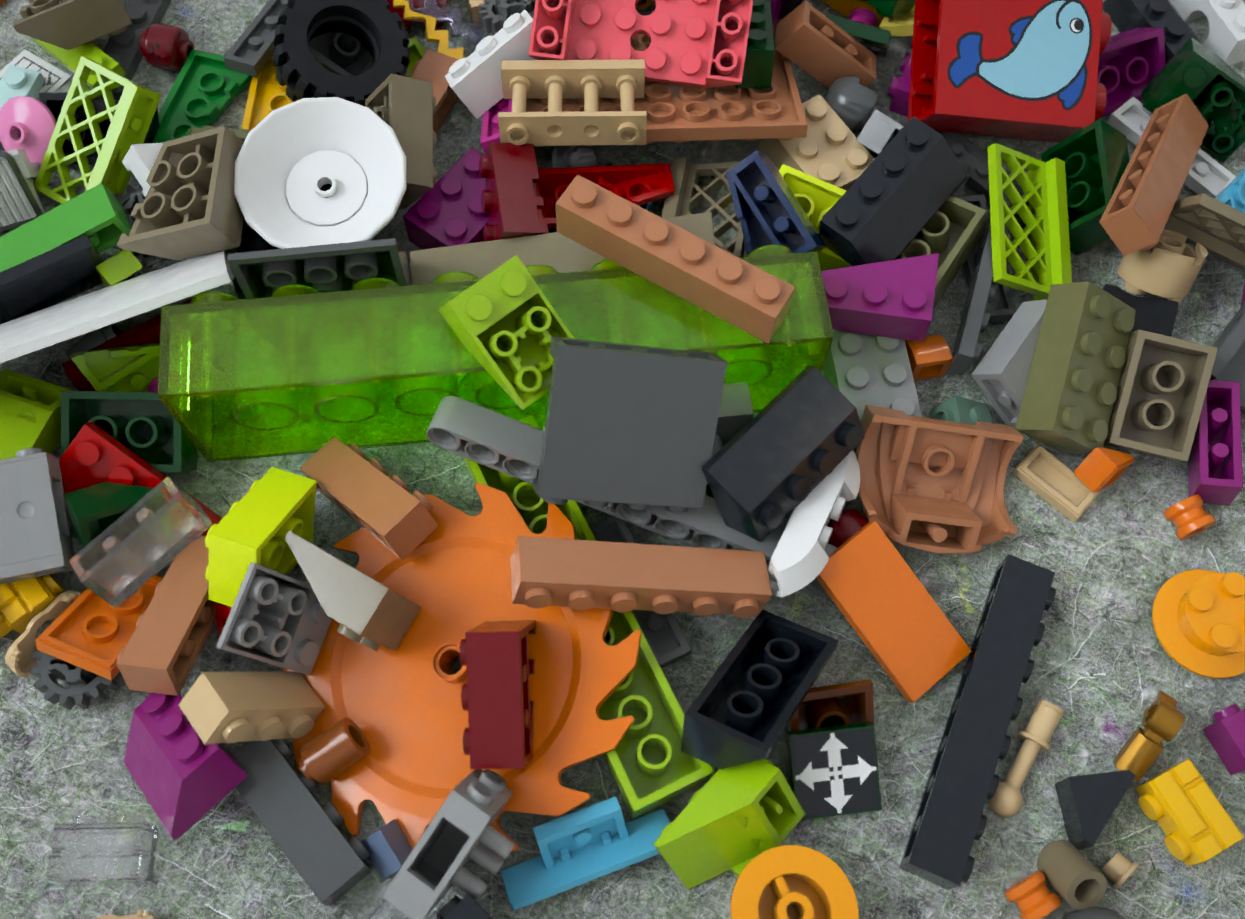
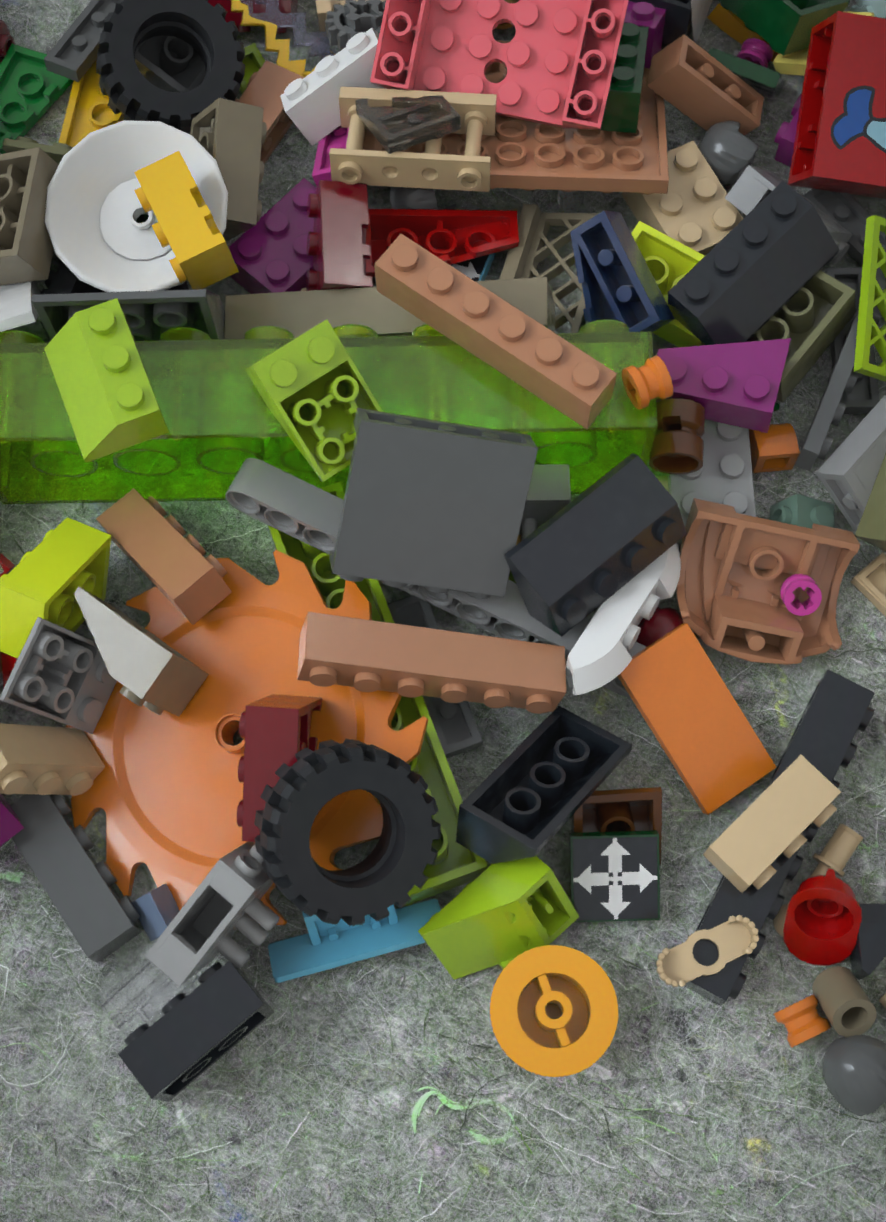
camera: 10 degrees right, 5 degrees up
(303, 330) = (104, 382): none -> lime slope
(333, 751) = (110, 811): dark orange brick -> none
(368, 183) = (184, 222): none -> yellow wedge
(568, 85) = (409, 121): none -> clear smoke wing
(623, 780) = (393, 864): none -> black tyre
(821, 295) = (647, 382): none -> orange wheel
(848, 356) = (678, 437): none -> reddish brown wheel
(957, 821) = (732, 939): none -> tan piece
(983, 482) = (787, 596): none -> dark pink bush
(983, 707) = (773, 825): none -> tan brick
(1039, 795) = (822, 920): none -> red piece

